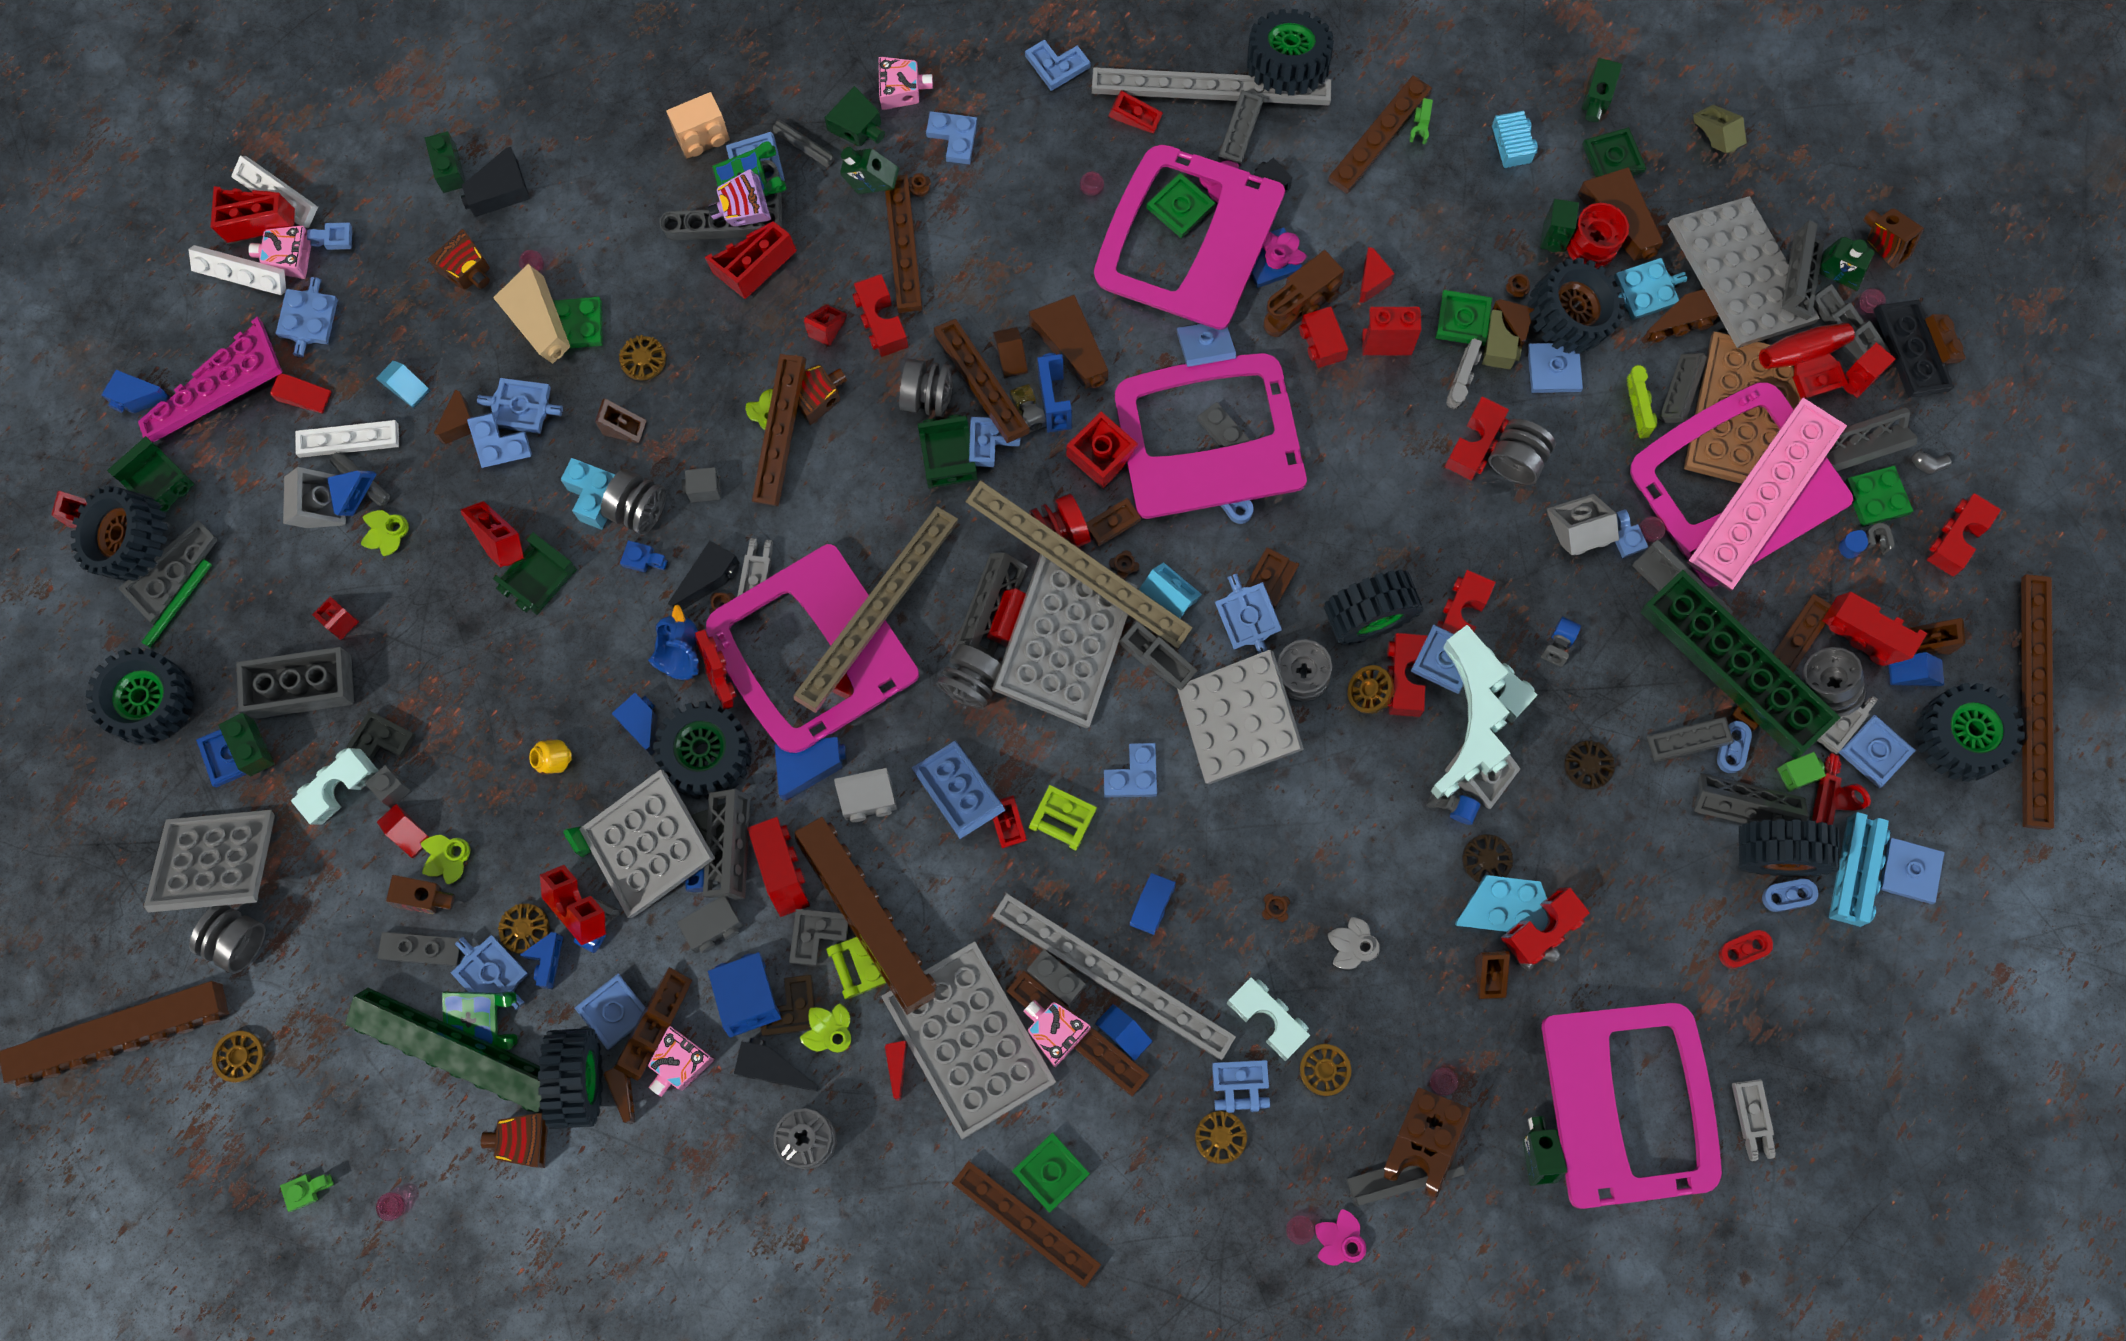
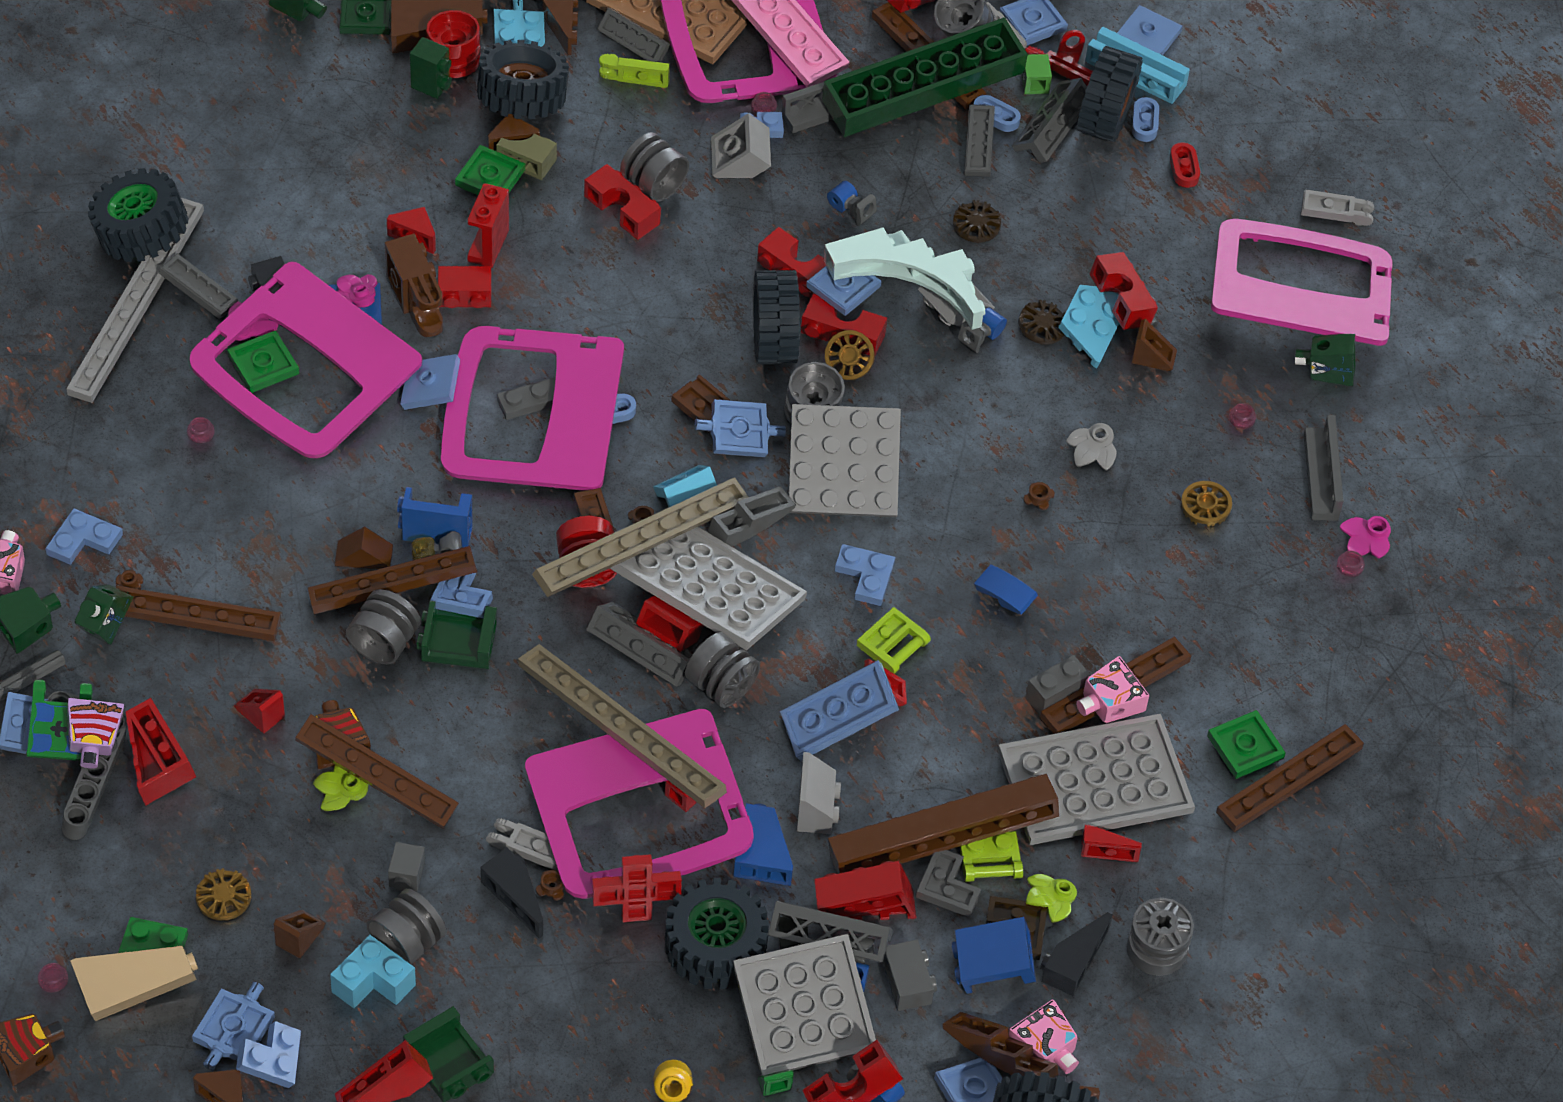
camera: 80 degrees left, 20 degrees down
(639, 720) = (661, 990): blue slope -> none
(640, 556) = (466, 952): blue plate -> none
(676, 646) = (590, 929): blue hair -> none
(887, 334) = (296, 657): red arch -> none
(1056, 69) = (47, 426): medium blue plate -> none
(1068, 333) = (374, 493): reddish brown slope -> none
(1101, 449) = (515, 497): red slope -> none
(1114, 977) = (1066, 642): light grey plate -> none
(1124, 1032) = (1125, 643): blue slope -> none
(1135, 112) = (132, 373): red slope -> none
(1220, 1137) = (1247, 602): pearl gold wheel -> none
(1241, 1076) = (1195, 566): medium blue plate -> none
(1254, 999) = (1164, 518): light aqua arch -> none
(1379, 134) = (256, 181): reddish brown plate -> none
(1422, 116) = (259, 139): bright green plate -> none
(1425, 1146) = (1297, 431): reddish brown brick -> none
(1464, 375) = (550, 191): light grey hinge -> none
(1514, 139) = (315, 77): medium azure brick -> none
(1522, 281) = (473, 123): reddish brown plate -> none
(1553, 369) = (572, 125): medium blue plate -> none

